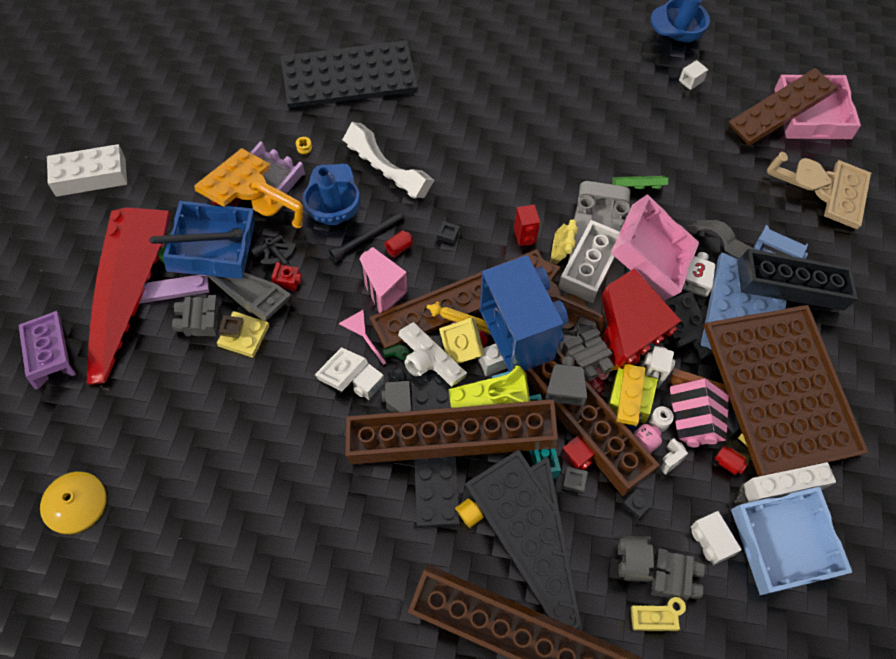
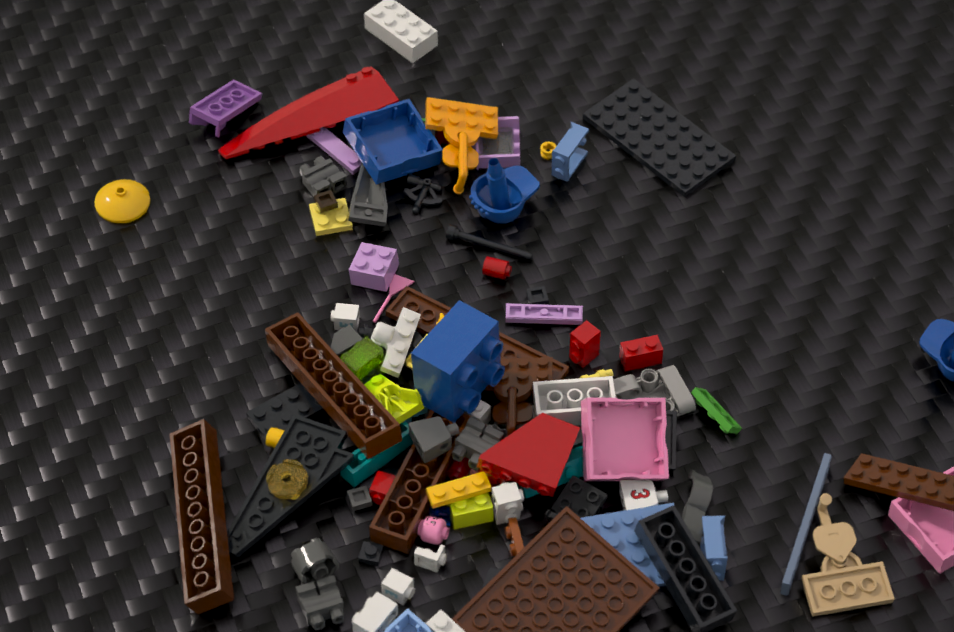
camera: 60 degrees right, 10 degrees down
(234, 235) = (407, 151): black piece -> none
(286, 276) = (402, 212): red brick -> none
(326, 131) = (567, 154): none -> medium blue window
(331, 329) = (373, 266): none -> lavender brick
(341, 369) = (342, 292): white plate -> none
(363, 141) = (582, 185): white arch -> none
(383, 279) = (443, 272): bright pink slope -> none
(396, 350) = (388, 319): dark green arm -> none
(431, 391) = (363, 357): none -> clear neon green brick
(468, 238) = (544, 314): none -> lavender plate
(539, 518) = (289, 489): none -> clear yellow plate
(555, 196) = (641, 353): none -> red brick
(657, 617) = (277, 605): light yellow hinge -> none
(661, 418) = (459, 532): white brick -> none
(690, 500) = (398, 587): none -> white brick
(693, 75) = (898, 397): white brick -> none
(700, 412) = (481, 550): slope -> none
(731, 460) = (458, 599): red brick -> none
(777, 186) = (806, 524): none -> sand blue tile

